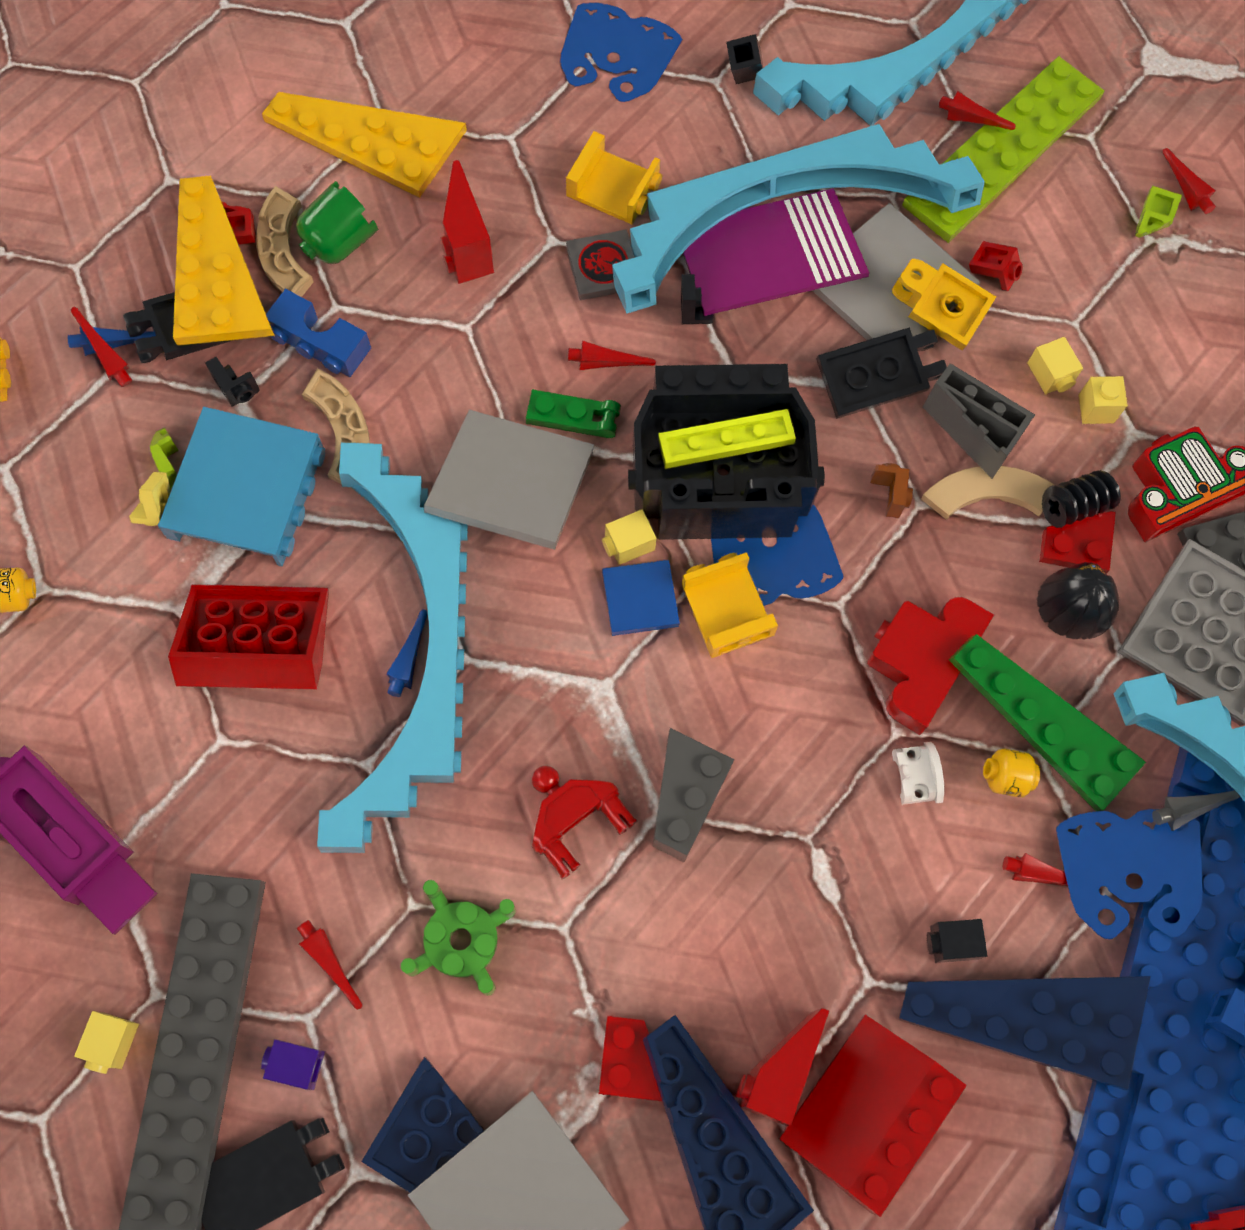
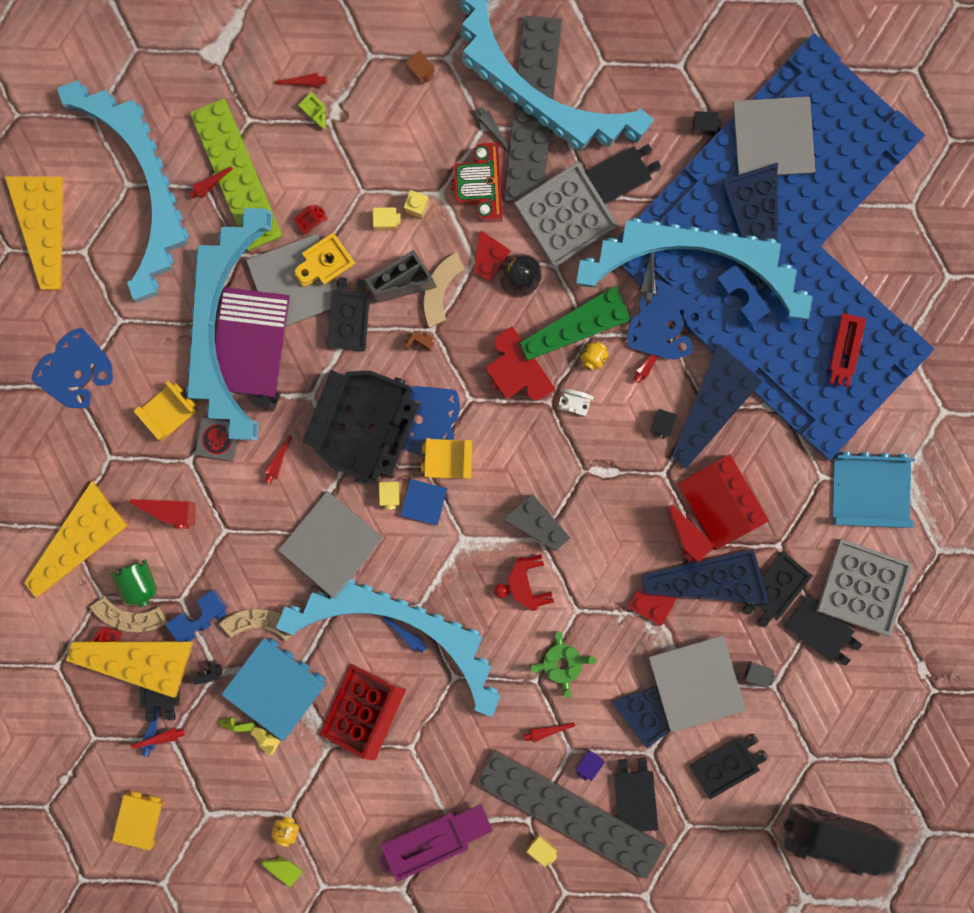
camera: 60 degrees left, 15 degrees up
(572, 413) = (303, 494): green plate -> none
(726, 438) = (357, 420): neon yellow plate -> none
(745, 58) = (119, 300): black brick -> none
(1080, 498) = (465, 247): black piece -> none

